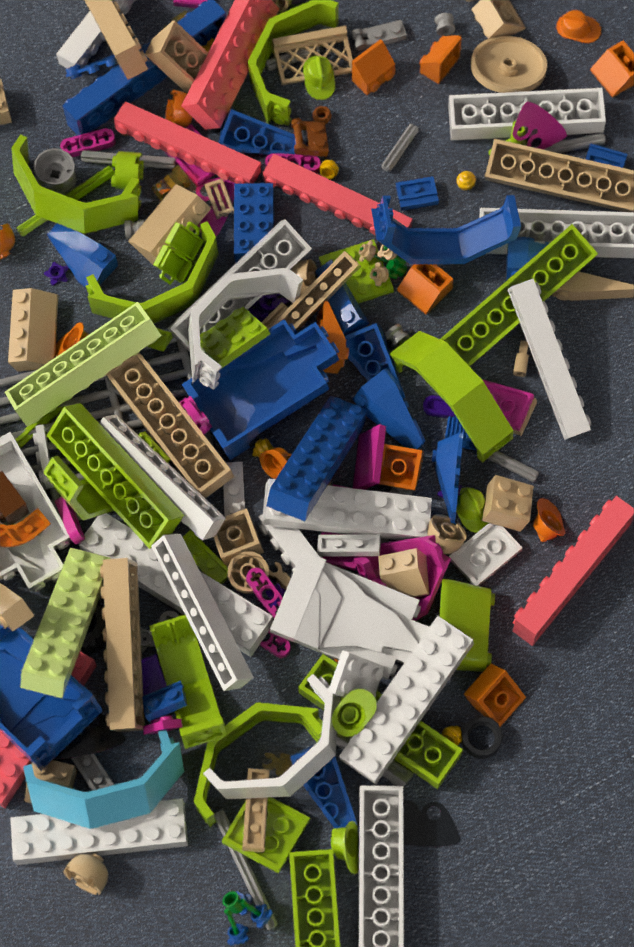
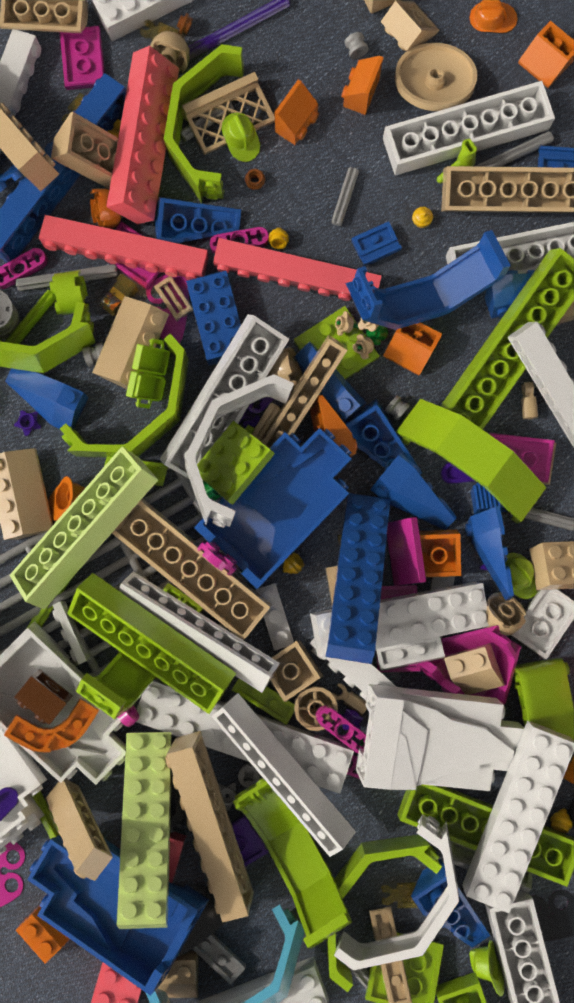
camera: 15 degrees left, 15 degrees up
(164, 701) = (268, 868): blue plate -> none
(164, 723) = (273, 895): dark pink plate -> none
(274, 461) = (312, 578): orange piece -> none
(315, 135) = (255, 206): dark orange plate -> none
(354, 712) = (472, 854): lime piece -> none
(355, 673) = (465, 814): white plate -> none
(387, 32) = (289, 73): light grey plate -> none
(537, 118) = (492, 134): dark pink piece -> none

